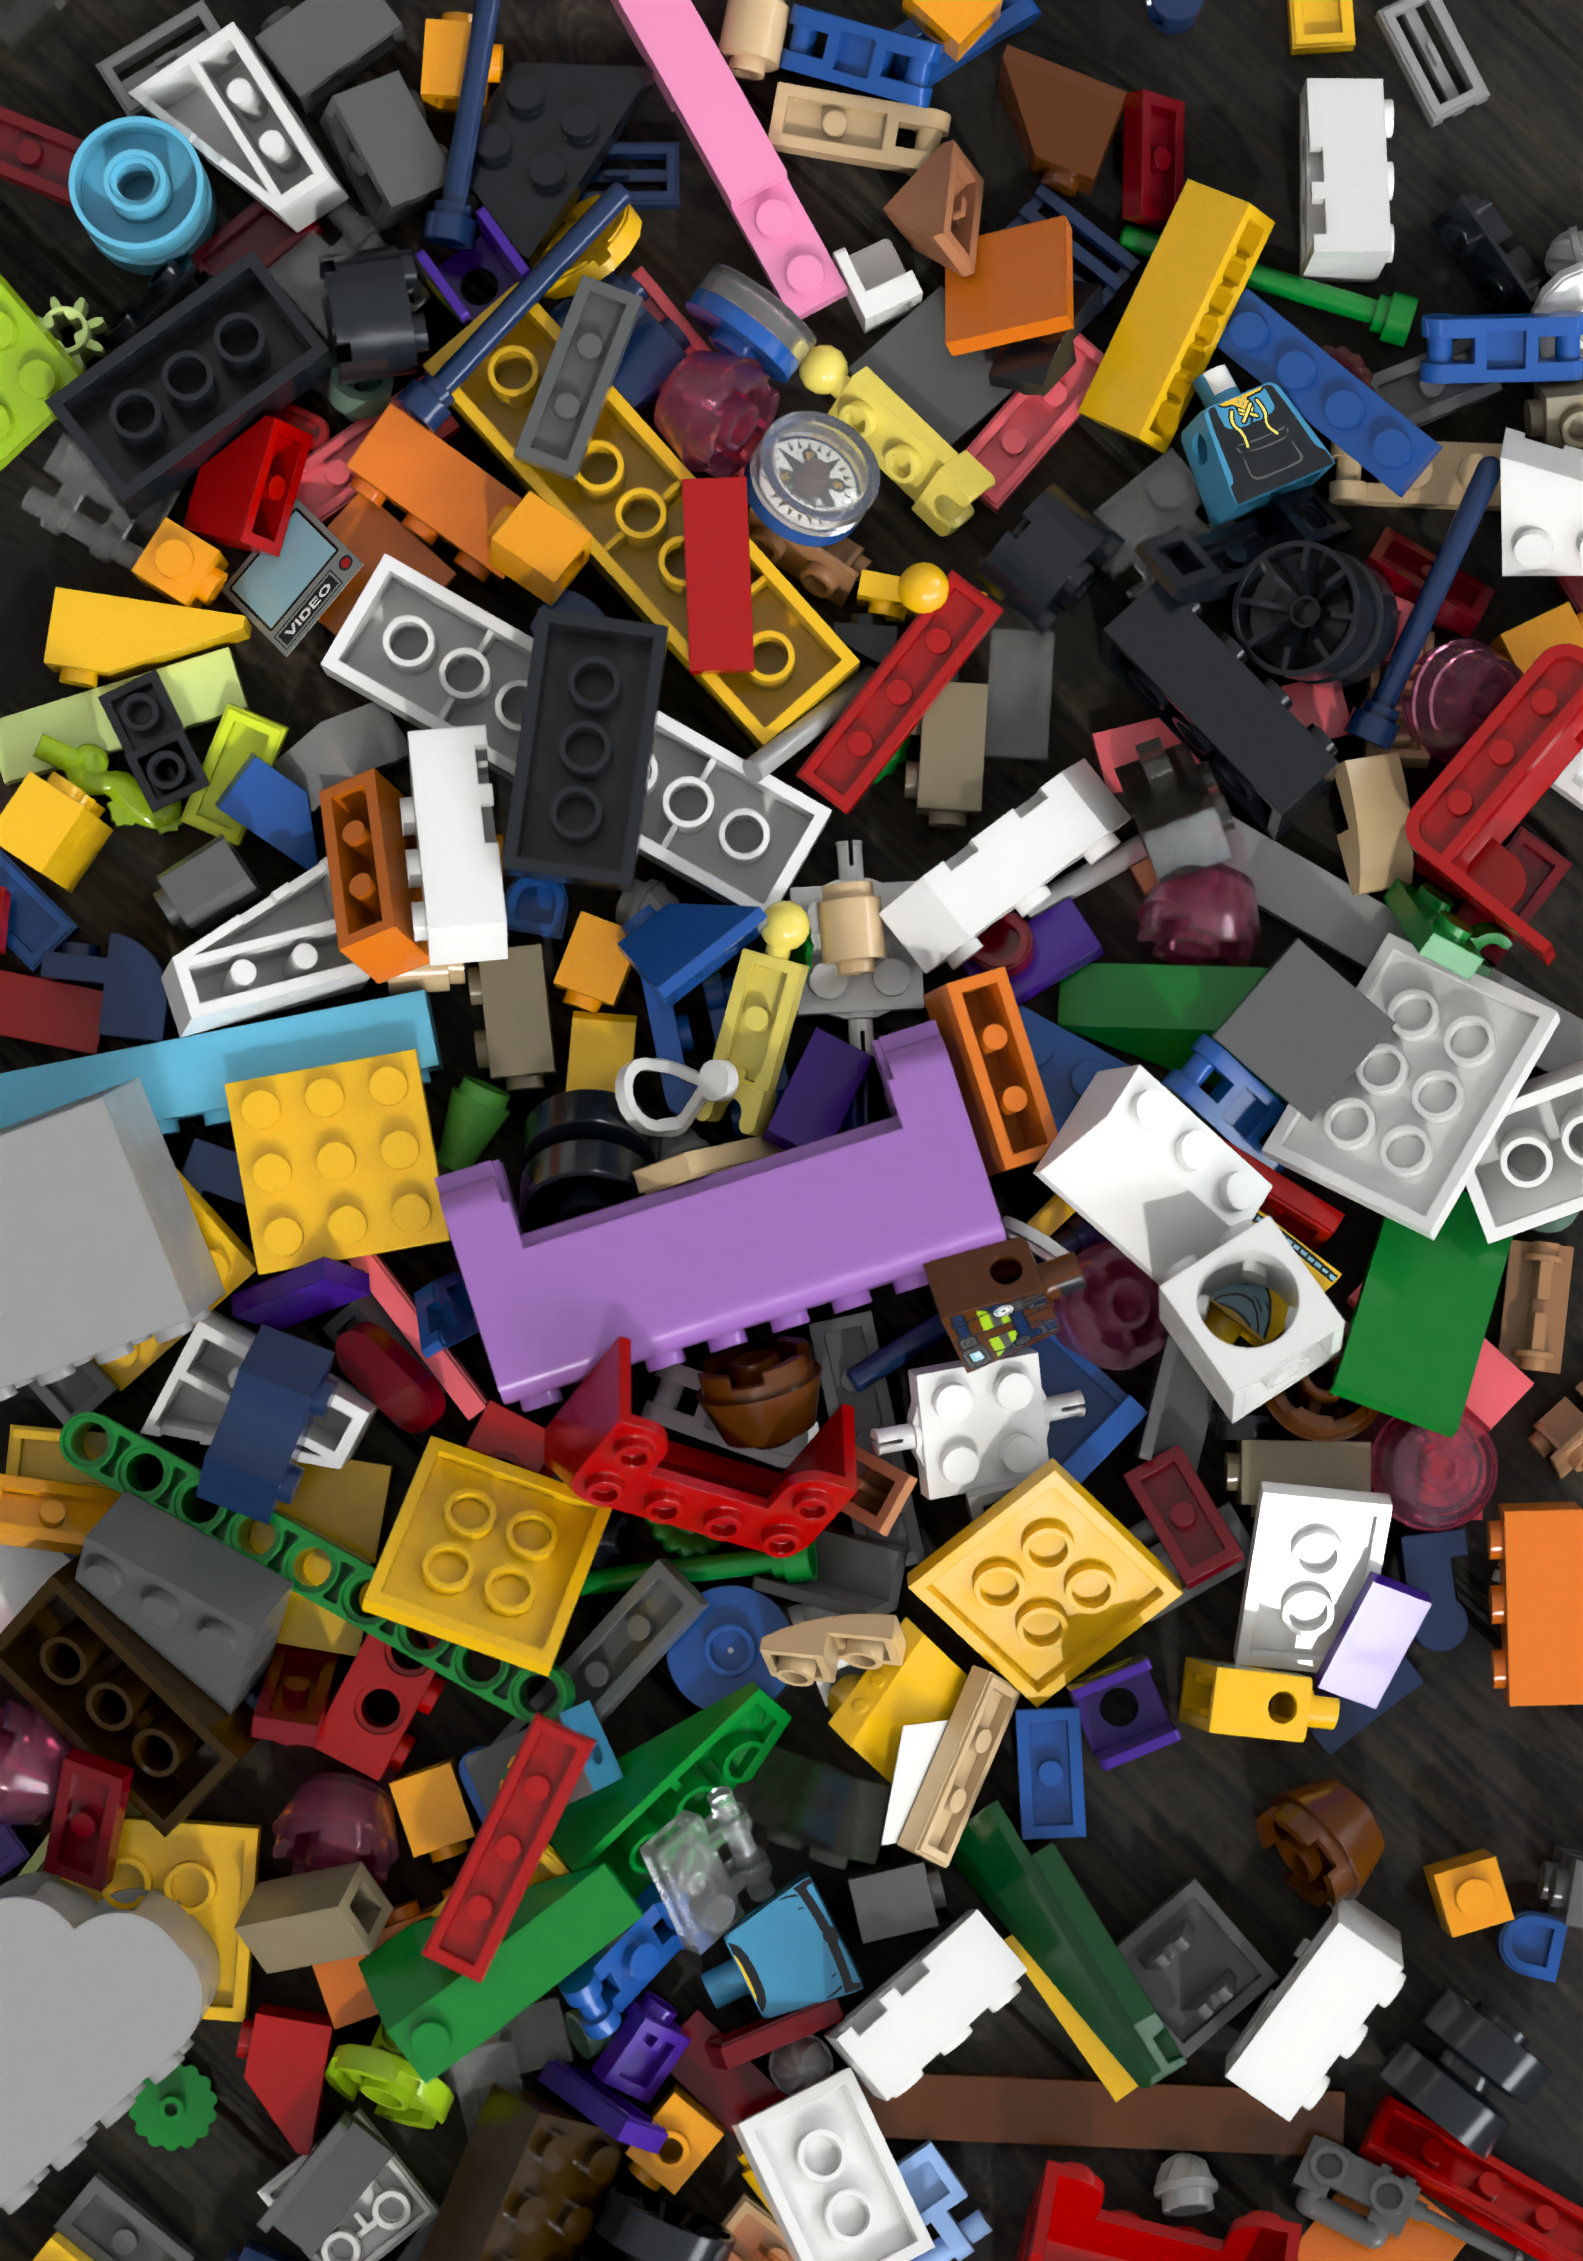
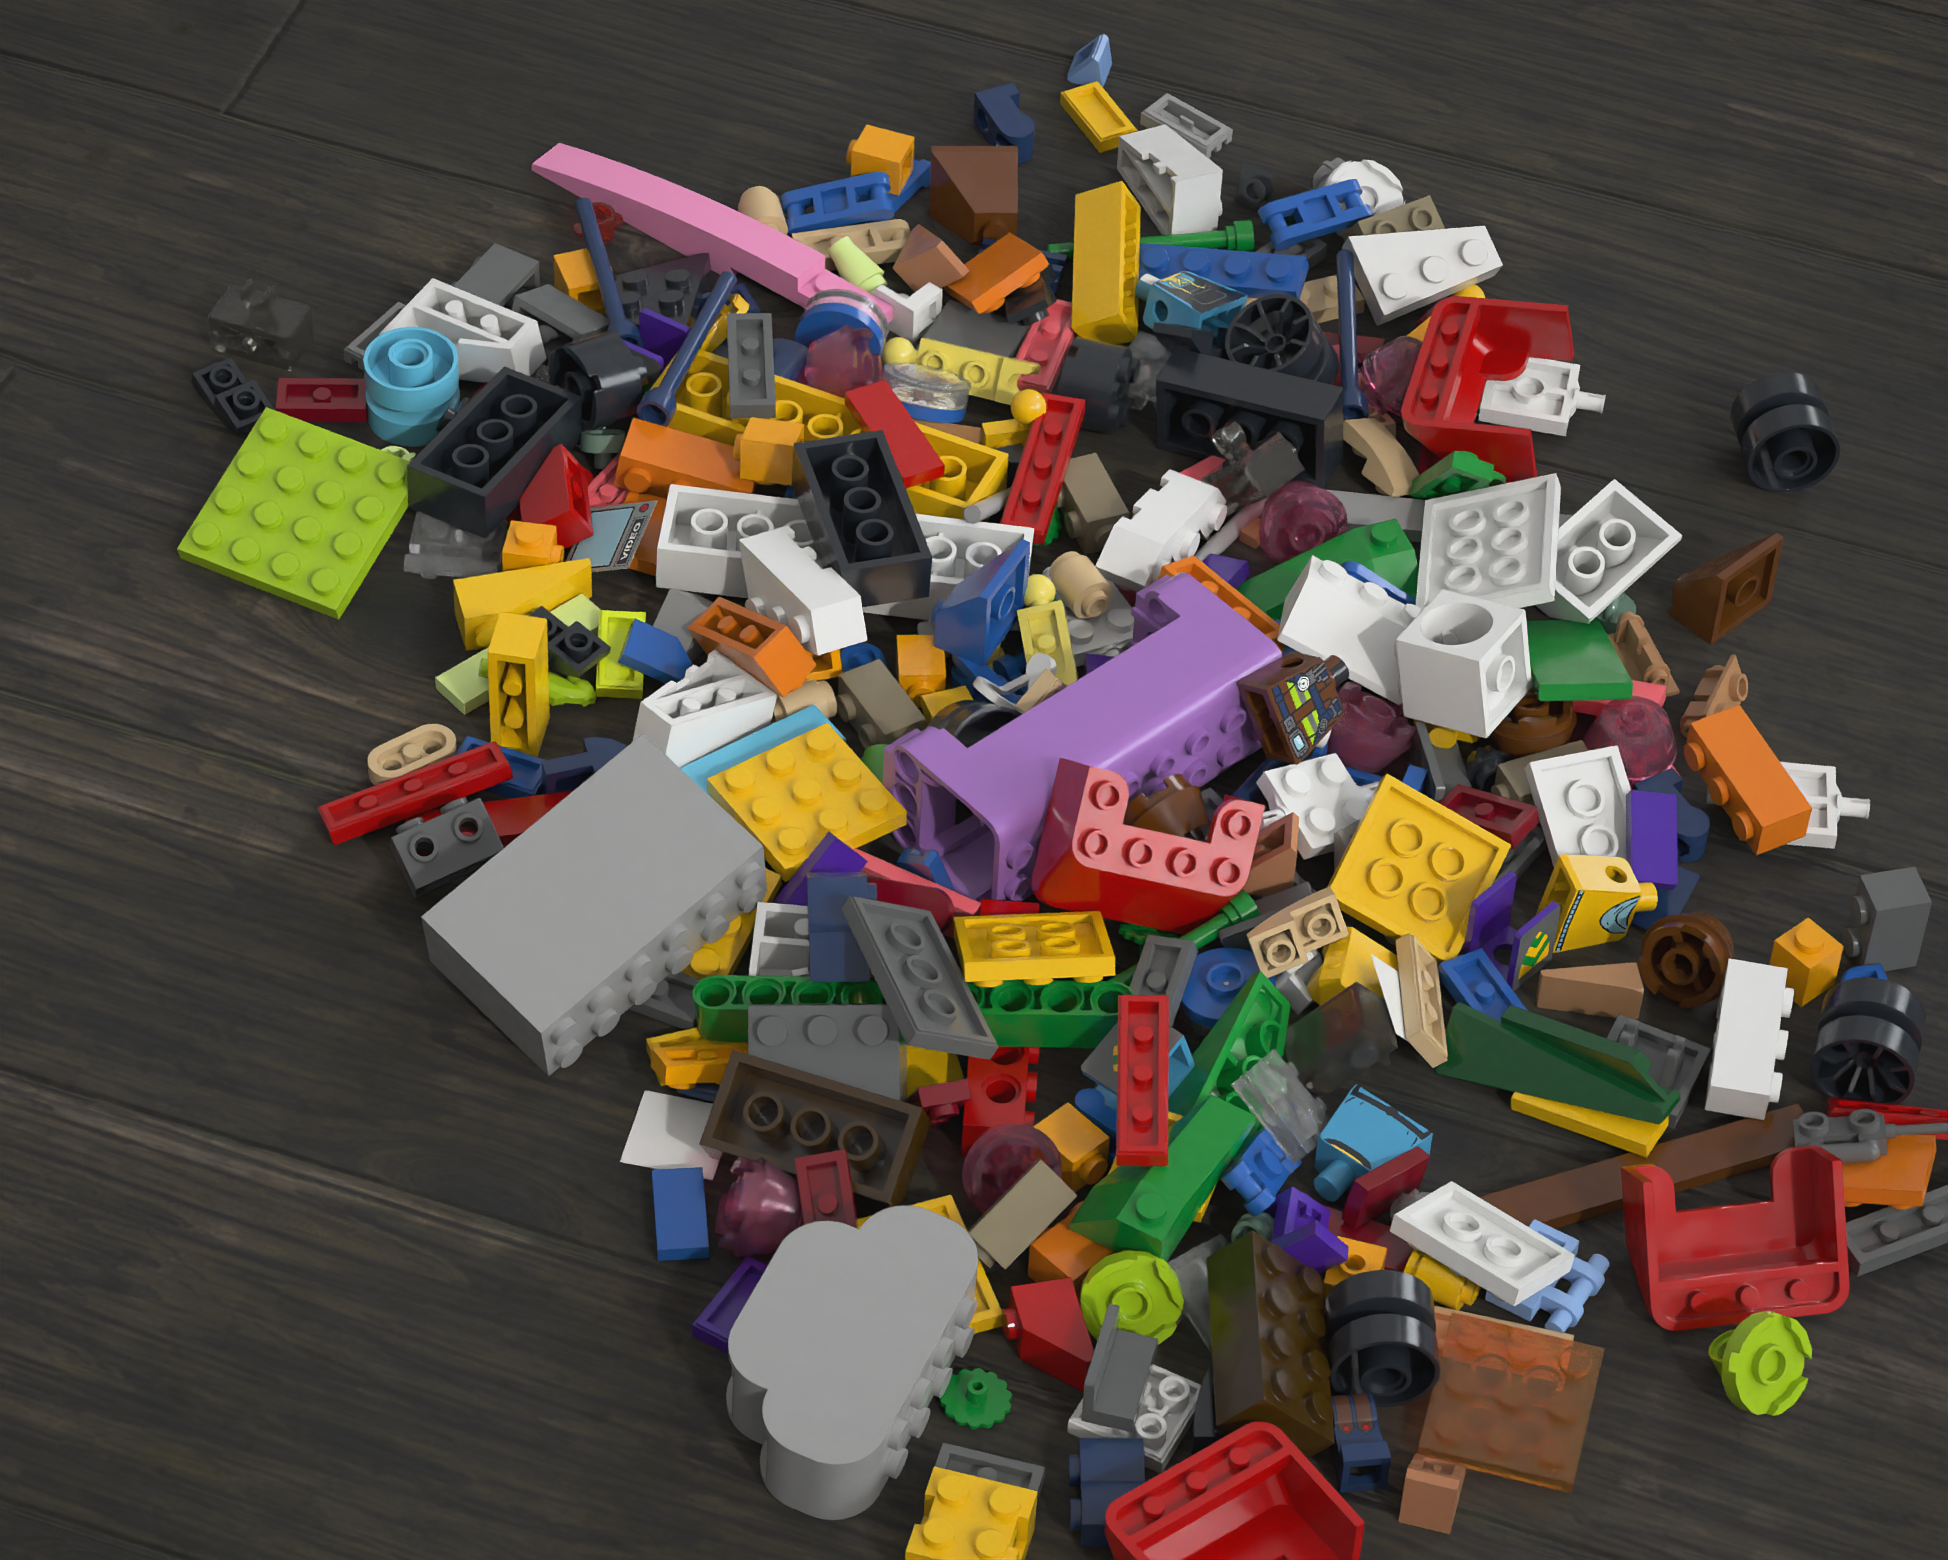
camera: 25 degrees left, 40 degrees down
(207, 887) = (632, 681): dark grey brick -> none
(306, 1583) = (919, 978): none -> dark grey tile
(833, 192) = (856, 266): none -> yellowish green cone
(896, 1898) = (1424, 1091): dark grey brick -> none
(927, 2006) = (1480, 1132): white wedge -> none
(1019, 695) = (1120, 468): clear tile -> none
(1152, 157) = (1043, 203): dark red plate -> none
(1185, 2186) = (1726, 1187): light grey plate -> none
(1204, 1830) = (1592, 990): none -> medium nougat slope
(1303, 1029) = (1403, 537): dark grey tile -> none

